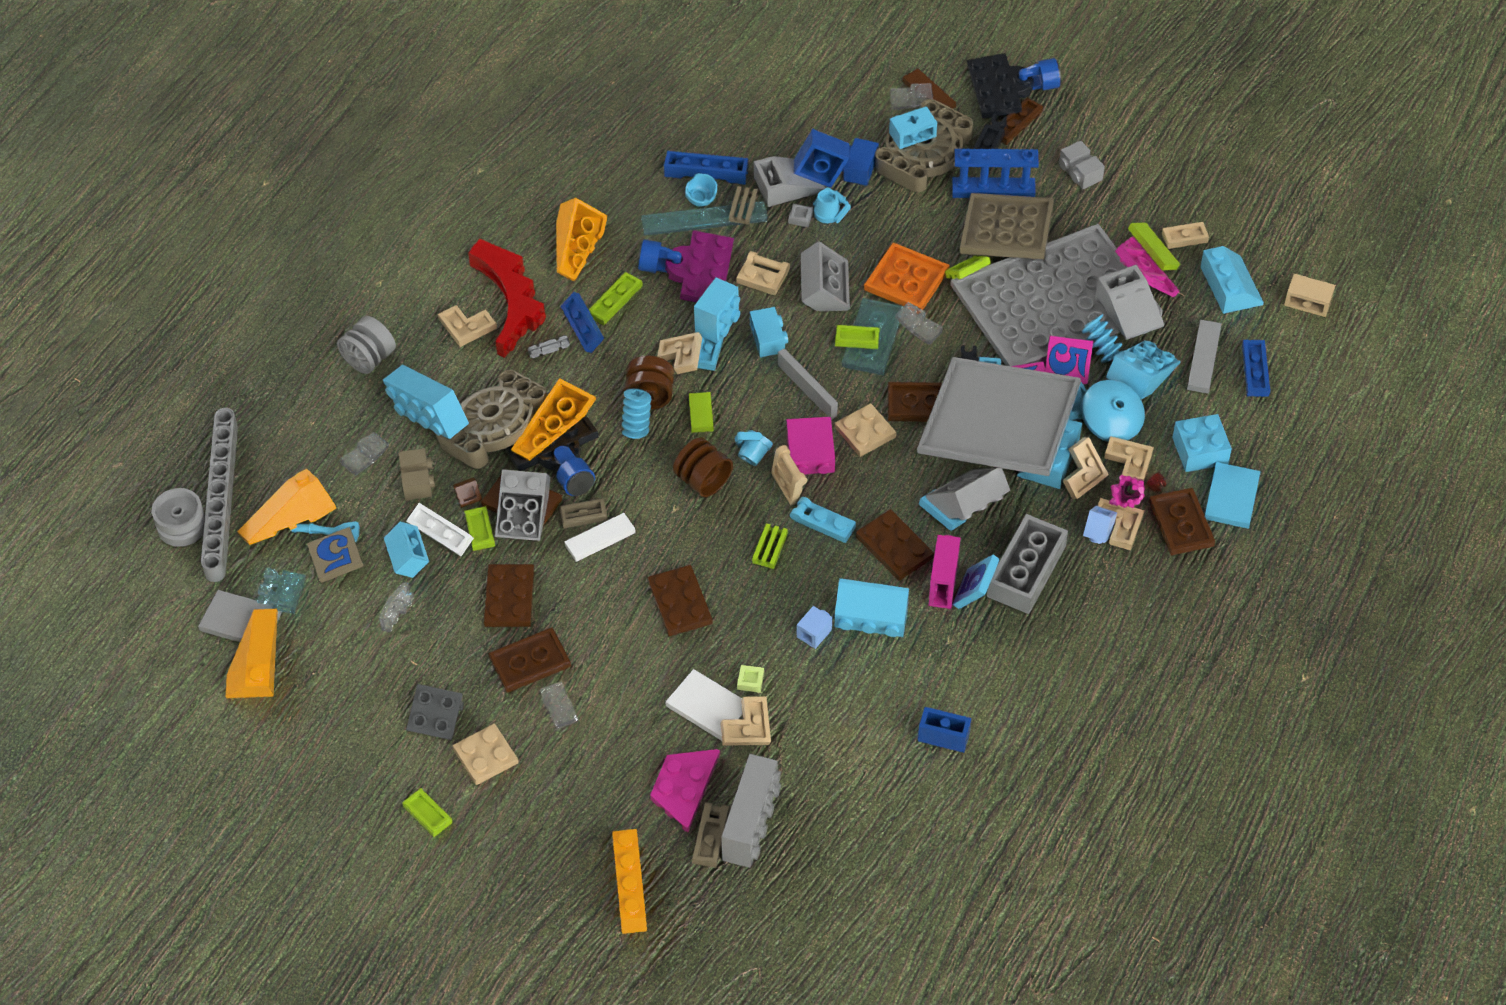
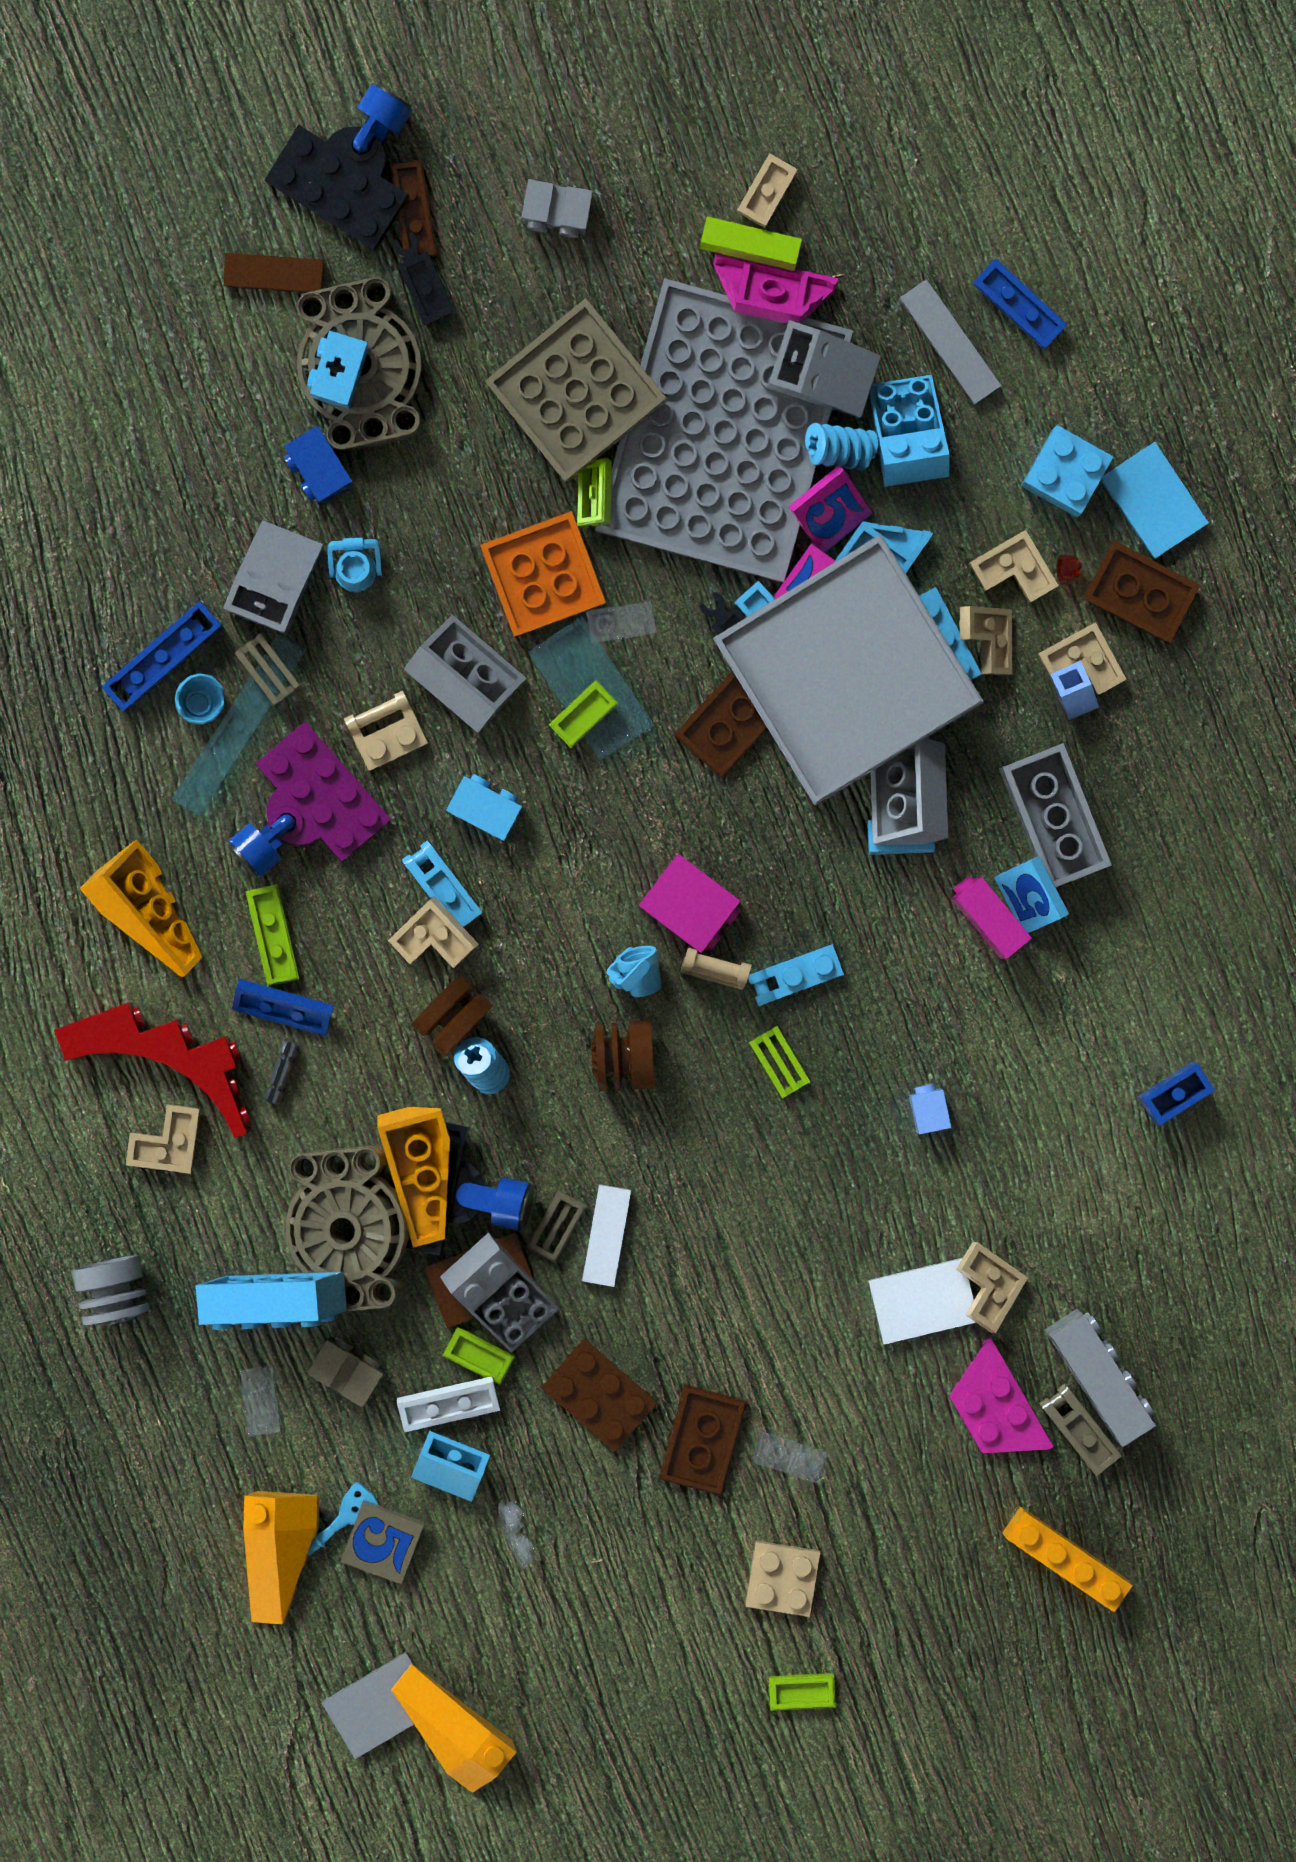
camera: 55 degrees left, 35 degrees up
(179, 517) = (169, 1688): light grey wheel -> none
(219, 495) = (179, 1591): light grey beam -> none
(288, 591) = (391, 1630): clear light blue plate -> none
(435, 711) = (688, 1593): dark grey hinge -> none
(467, 492) = (421, 1335): reddish brown tile -> none
(679, 600) = (765, 1219): reddish brown plate -> none
(701, 412) = (529, 979): lime tile -> none
(717, 310) = (423, 856): medium azure brick -> none
(750, 678) = (933, 1232): yellowish green plate -> none
(800, 215) = (334, 608): light grey tile -> none
(807, 383) = (599, 829): light grey tile -> none
(821, 158) = (290, 522): blue brick -> none
(865, 430) = (715, 818): tan plate -> none
(871, 607) = (967, 1037): medium azure slope -> none
(894, 545) = (895, 926): reddish brown plate -> none
(910, 97) = (266, 306): clear slope -> none
(985, 158) = (493, 335): blue fence -> none
(1104, 416) = (924, 532): medium azure dish -> none
(1121, 495) = (1064, 622): dark pink piece -> none
(1229, 280) = (877, 205): medium azure slope -> none
(1309, 295) = (978, 138): tan brick -> none

